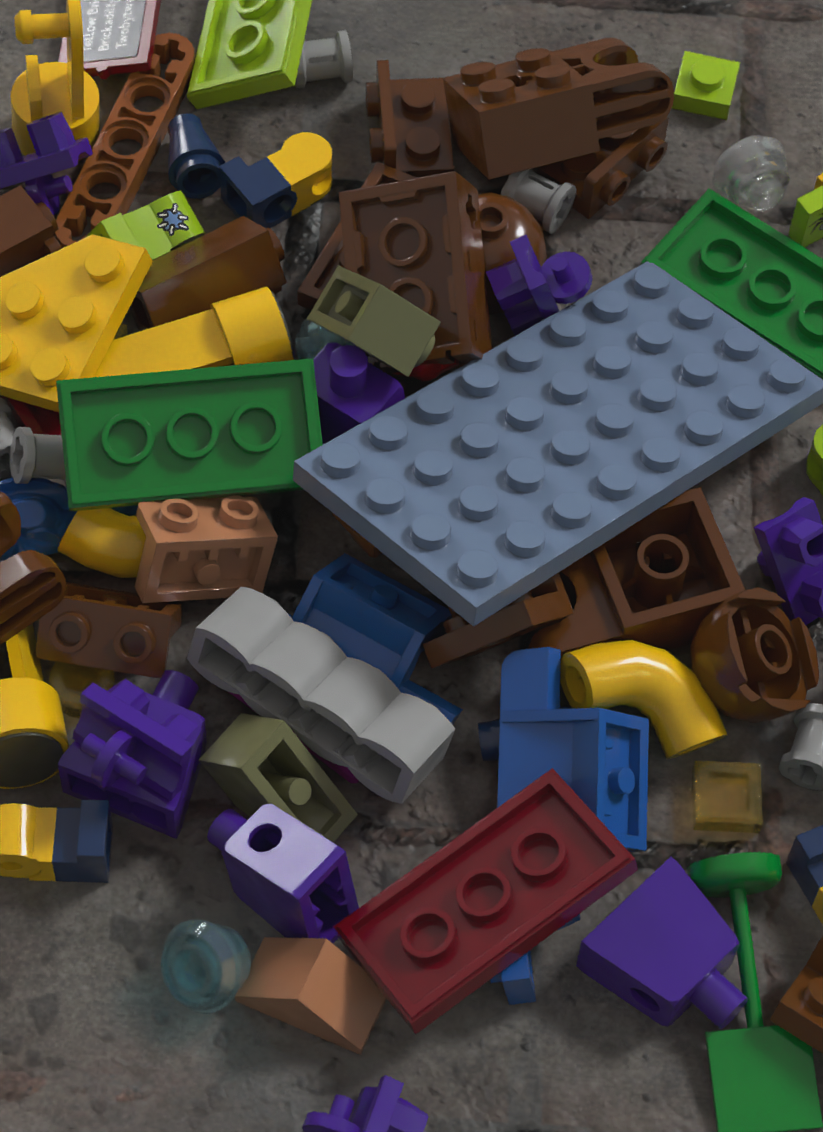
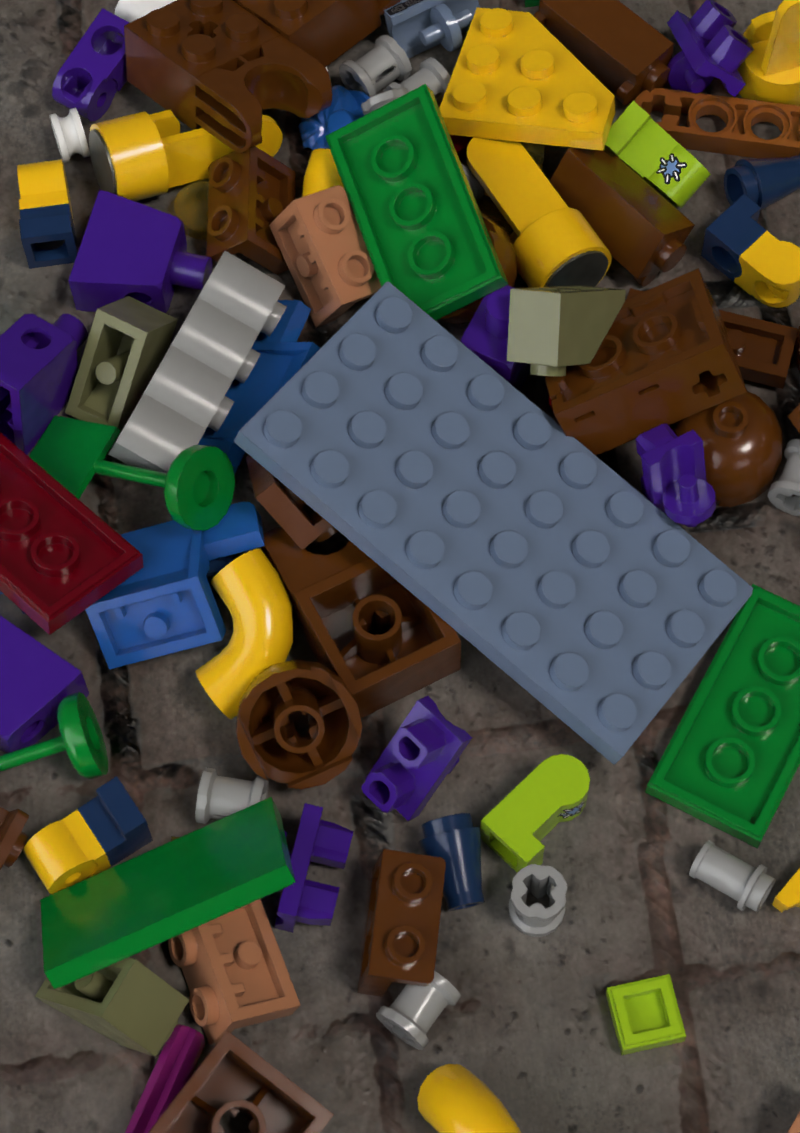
camera: 85 degrees right, 5 degrees up
(130, 743) = (106, 251): dark purple hips -> none
(389, 843) = (195, 487): none -> green piece
(727, 796) = (176, 733): clear yellow tile -> none

